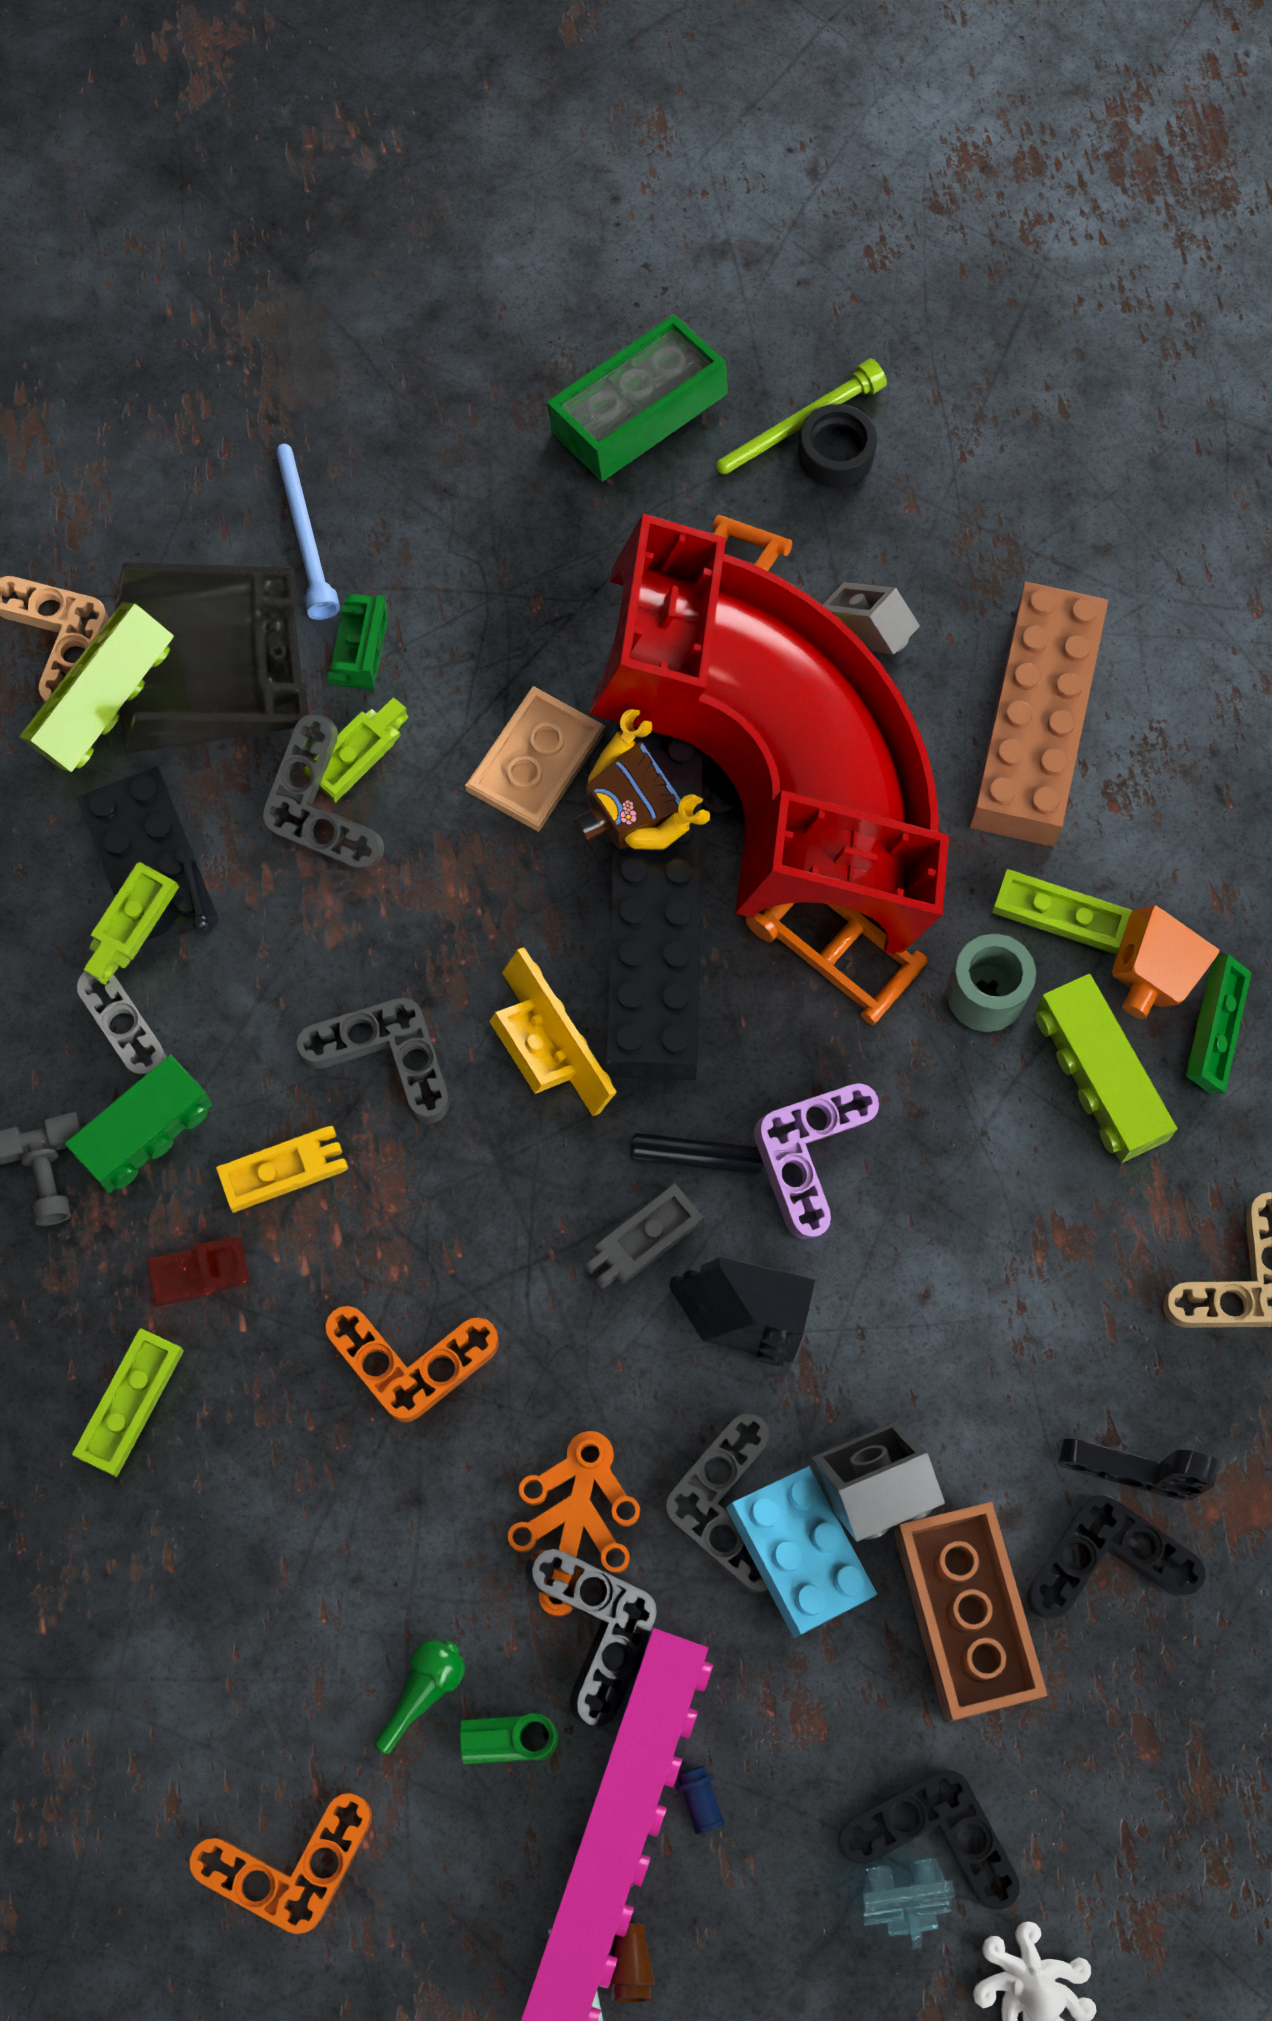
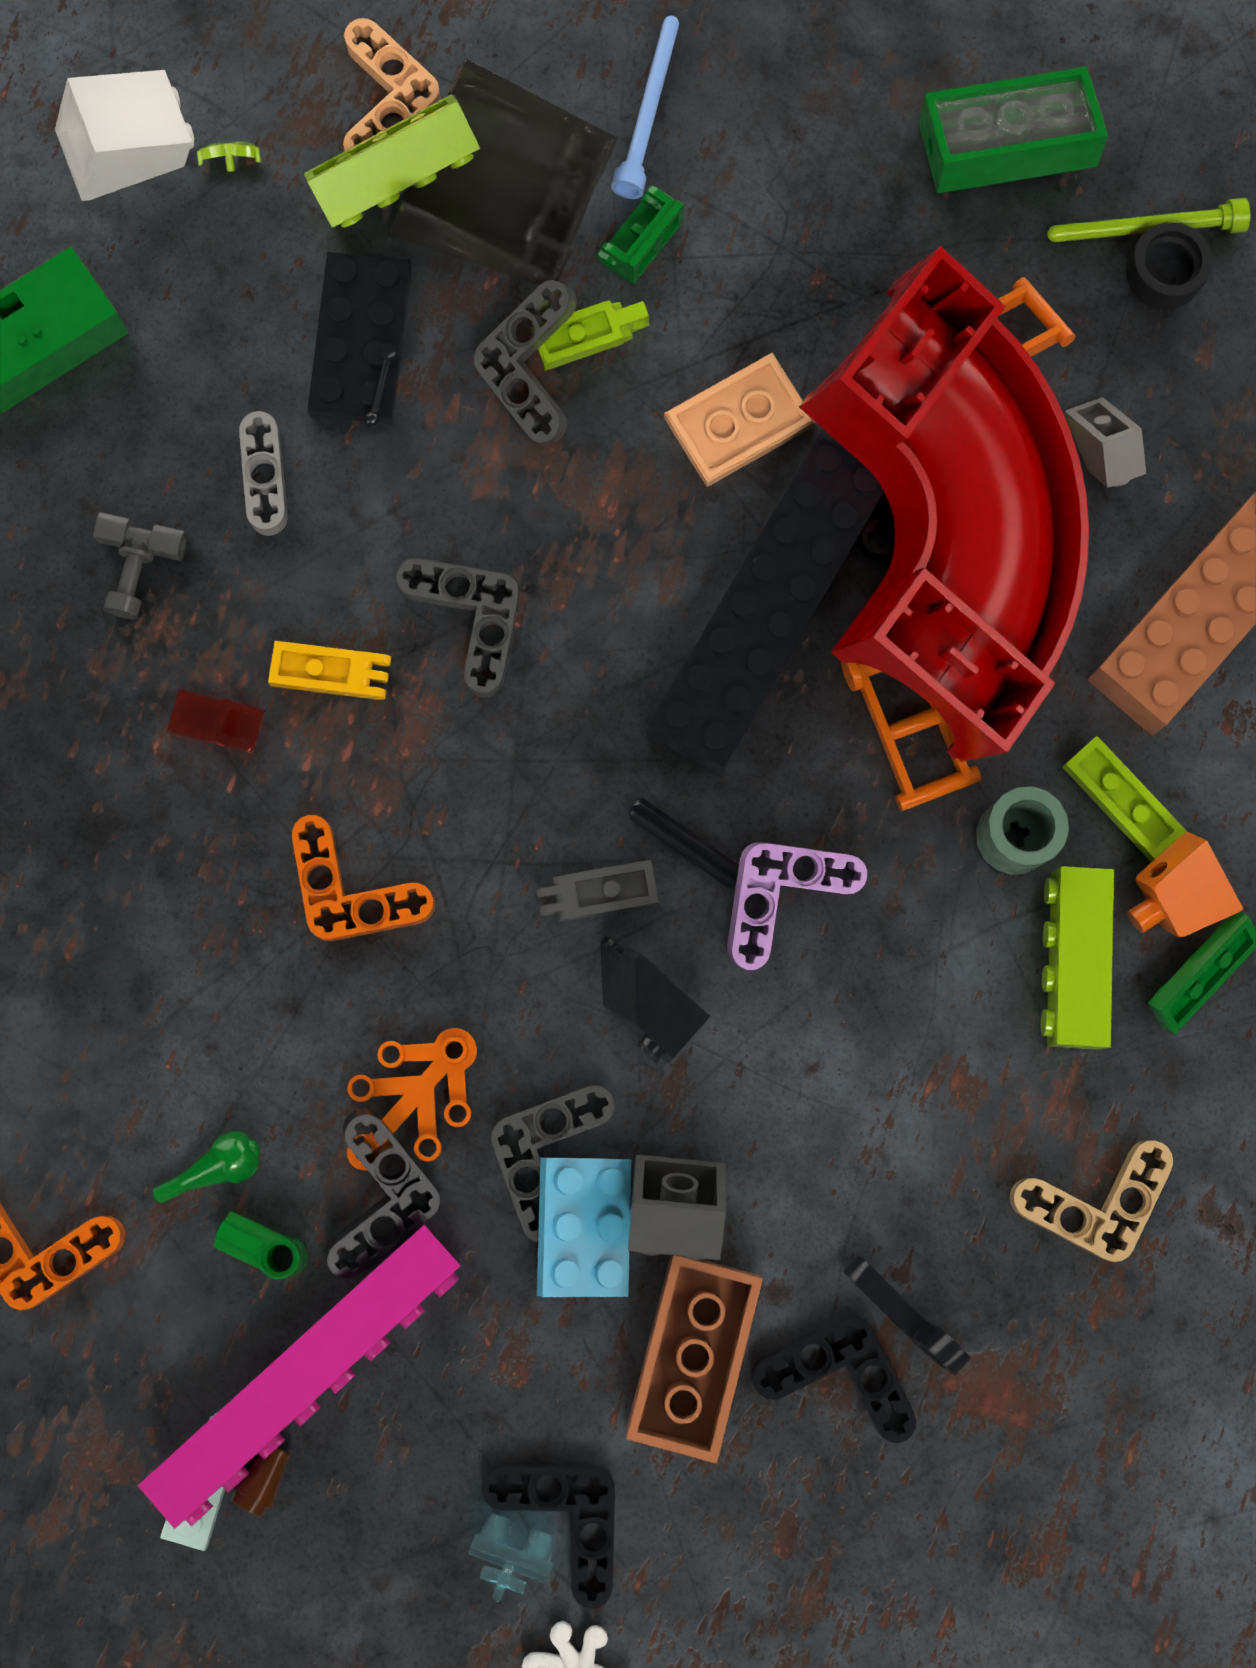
camera: 25 degrees right, 10 degrees up
(128, 921) = (310, 387): lime hinge -> none
(128, 1402) = (101, 801): lime plate -> none
(140, 1125) = (231, 570): green brick -> none
(545, 1039) = (608, 675): yellow bracket -> none
(634, 797) = (797, 501): torso -> none
(700, 1799) = (390, 1381): dark blue pin -> none

